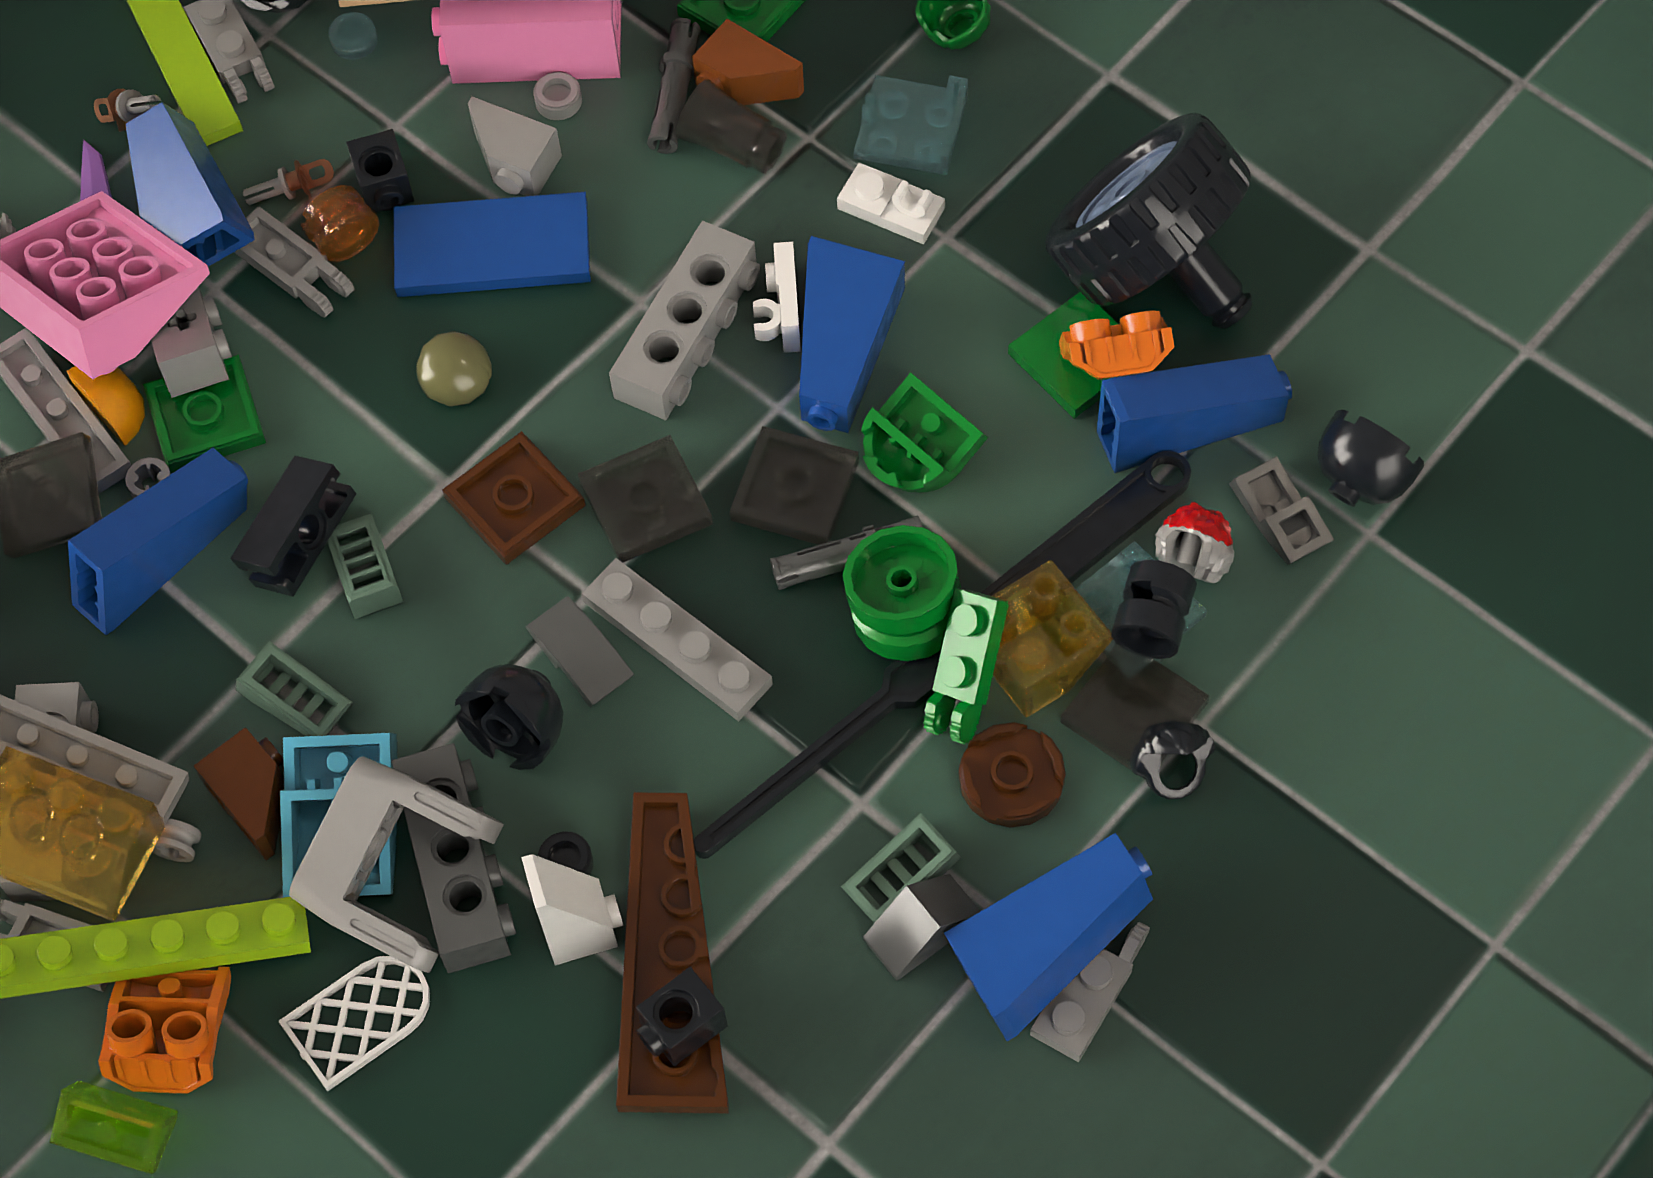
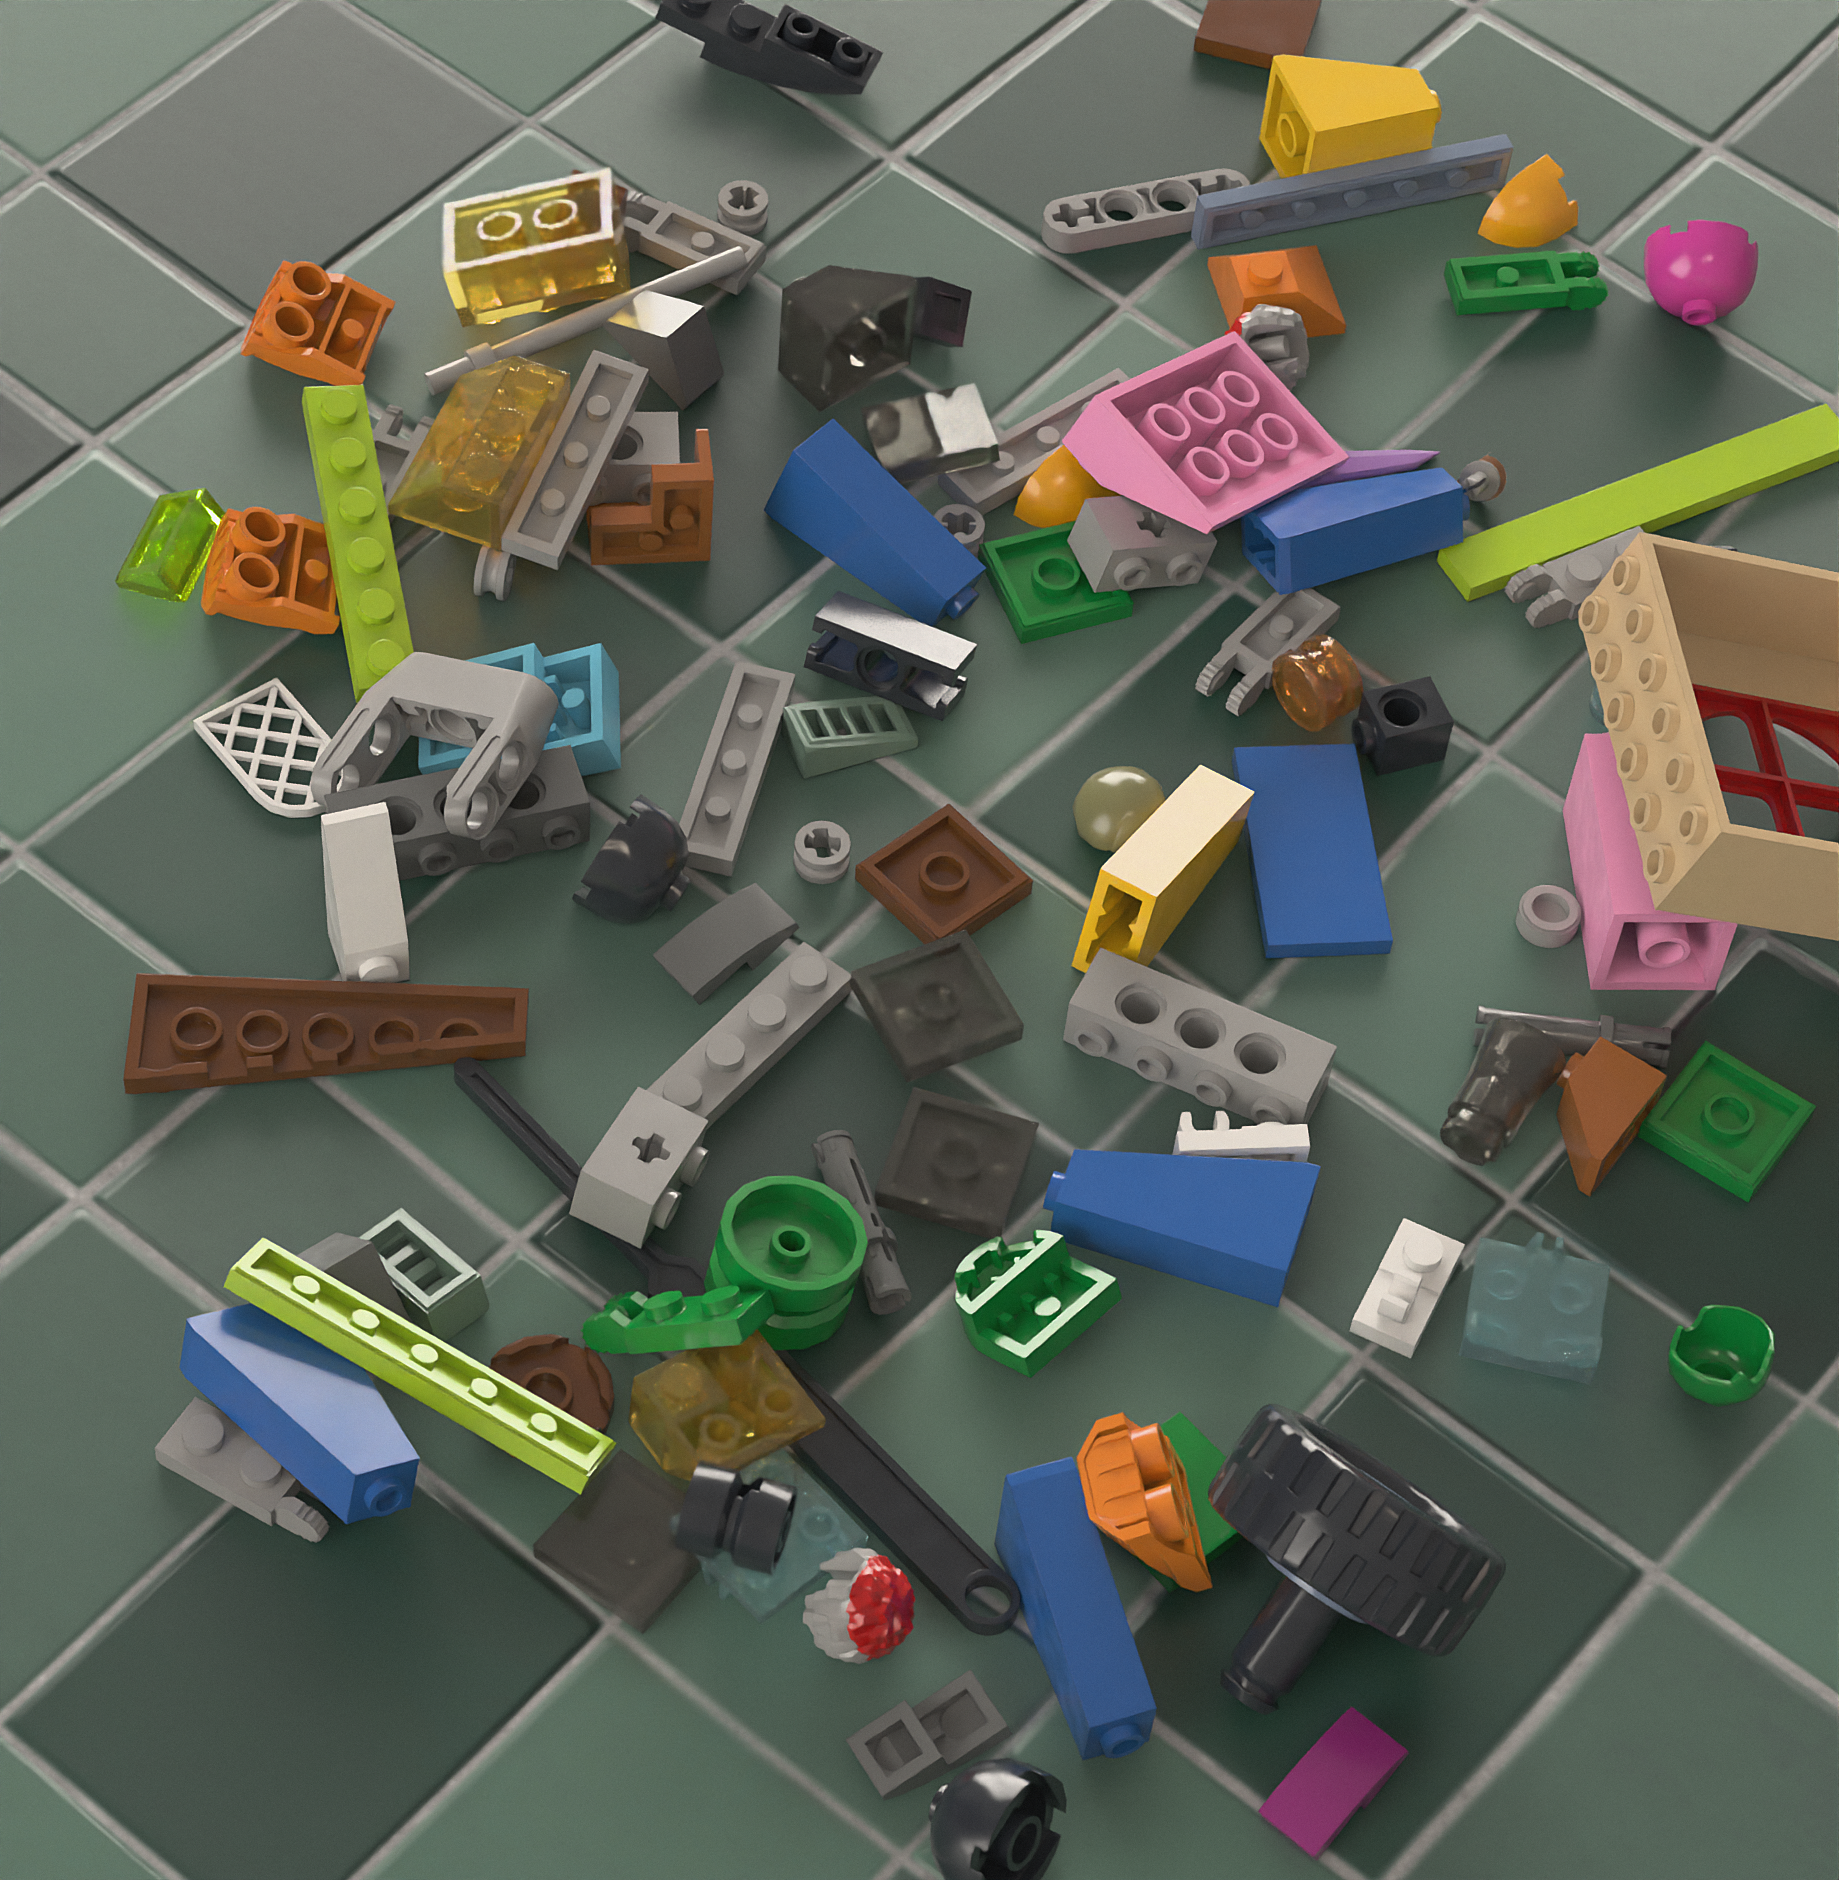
camera: 80 degrees right, 10 degrees down
(123, 689) = (667, 530): none -> dark orange panel
(247, 786) = (555, 617): reddish brown slope -> none
(274, 658) = (685, 631): sand green slope -> none
(288, 182) = (1386, 643): piece -> none
(395, 645) = (734, 766): none -> light grey plate
(474, 576) = (824, 835): none -> light grey bush
(515, 147) = (1447, 859): light grey slope -> none
(529, 333) = (1163, 869): none -> yellow slope
(568, 850) = (455, 936): black tile -> none
(681, 994) = (229, 1039): black brick -> none
(813, 701) = (640, 1168): none -> light grey brick
(1014, 850) = (420, 1365): none -> lime tile
(1171, 738) = (566, 1558): black piece -> none
(1301, 263) = (1333, 1782): none -> magenta slope

